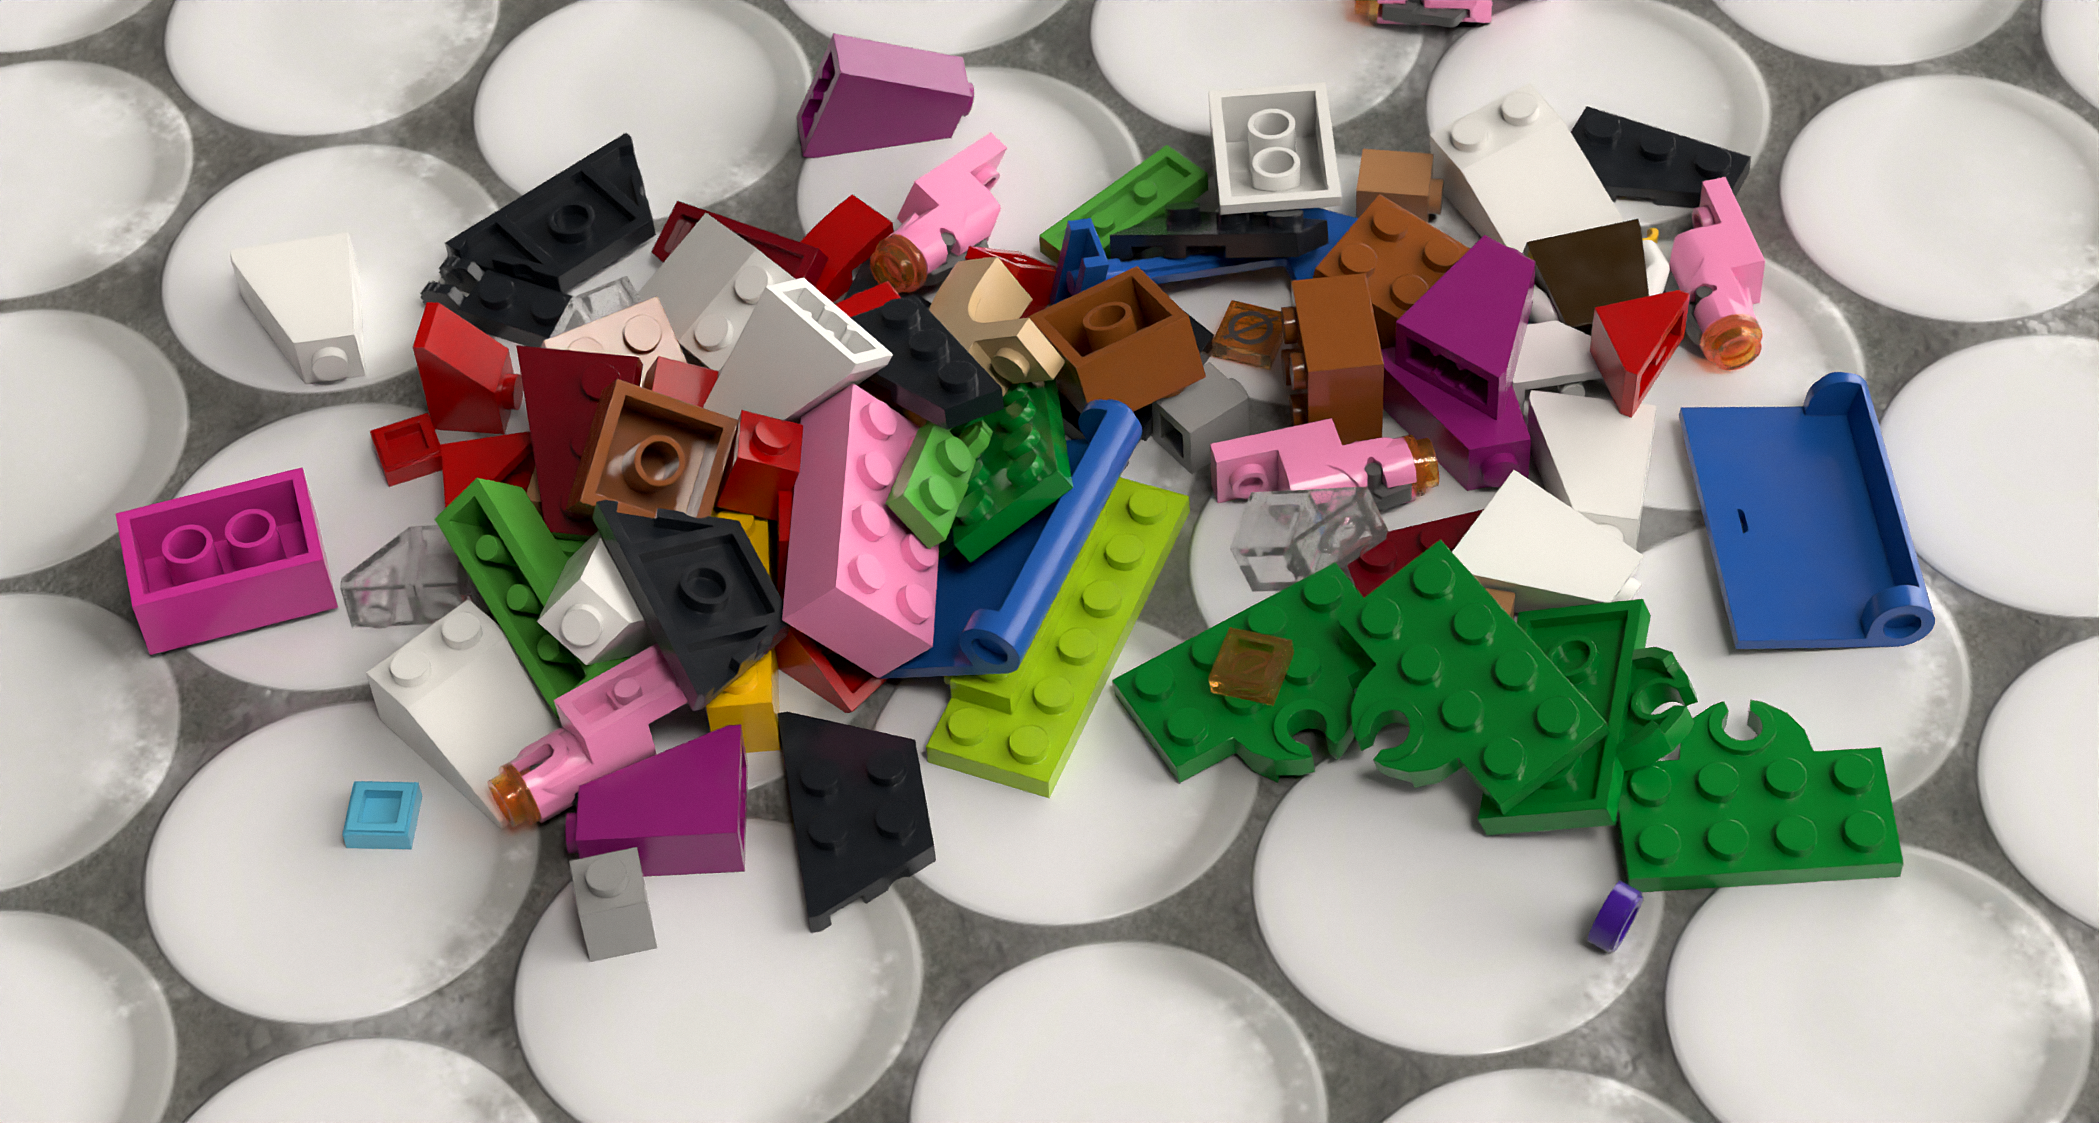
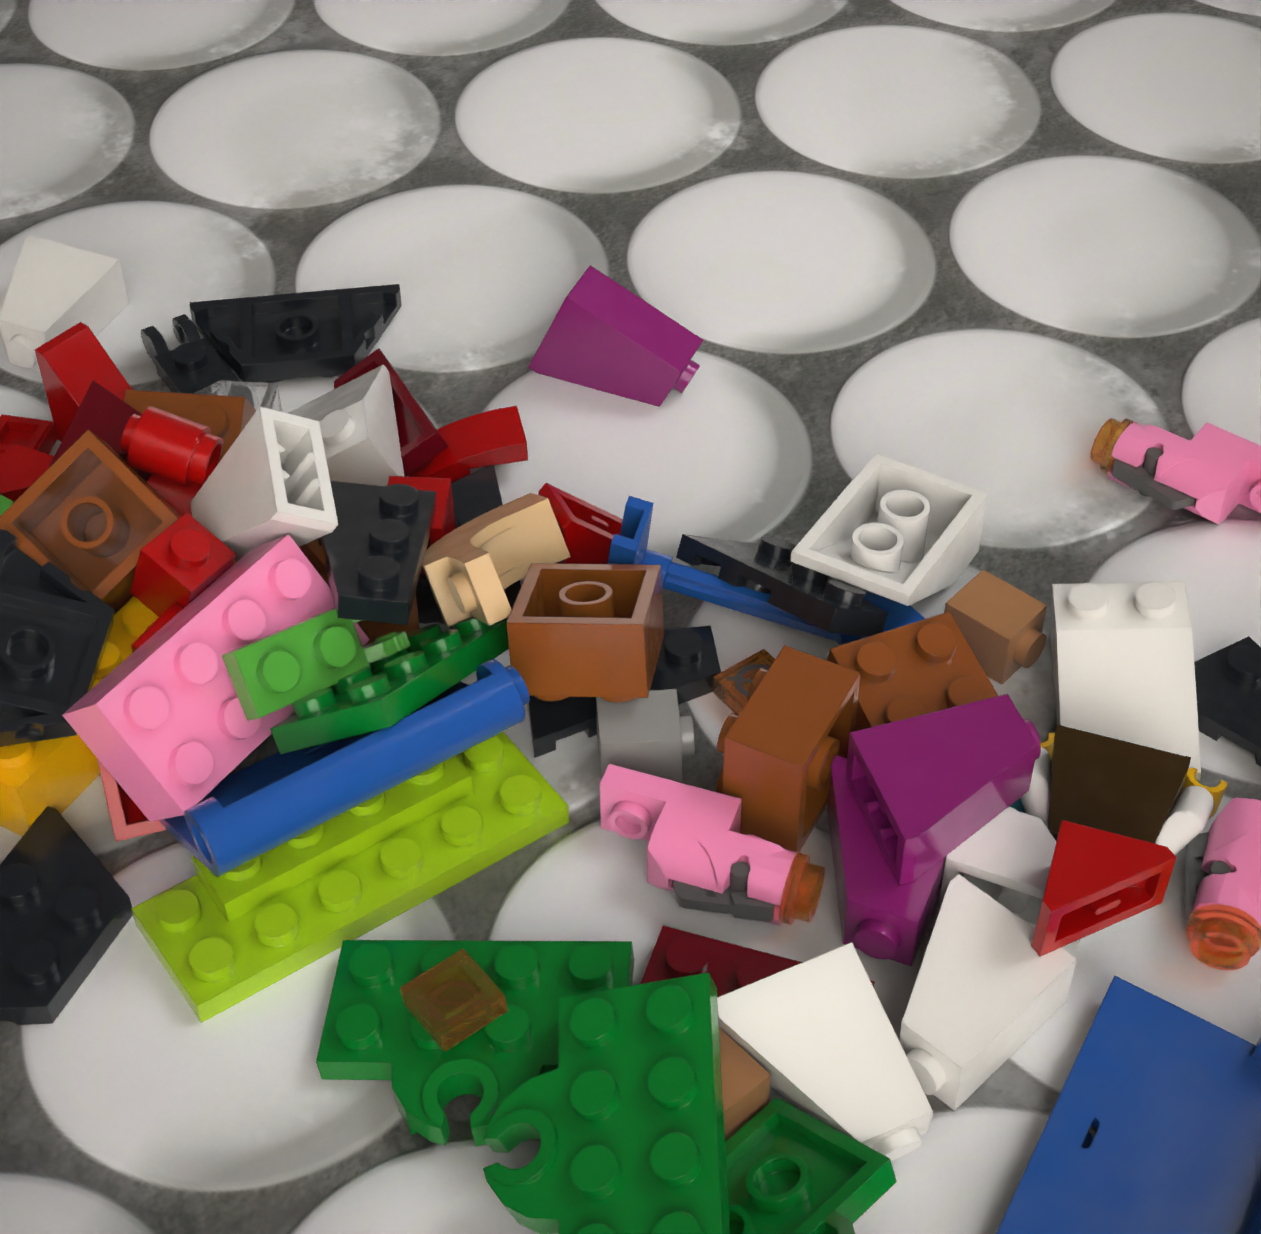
camera: 30 degrees right, 5 degrees down
(669, 362) = (171, 447): none -> red brick
(942, 219) = (579, 454): bright pink plate -> none
(1133, 199) = (743, 520): bright green plate -> none
(1303, 531) = (625, 894): clear slope -> none

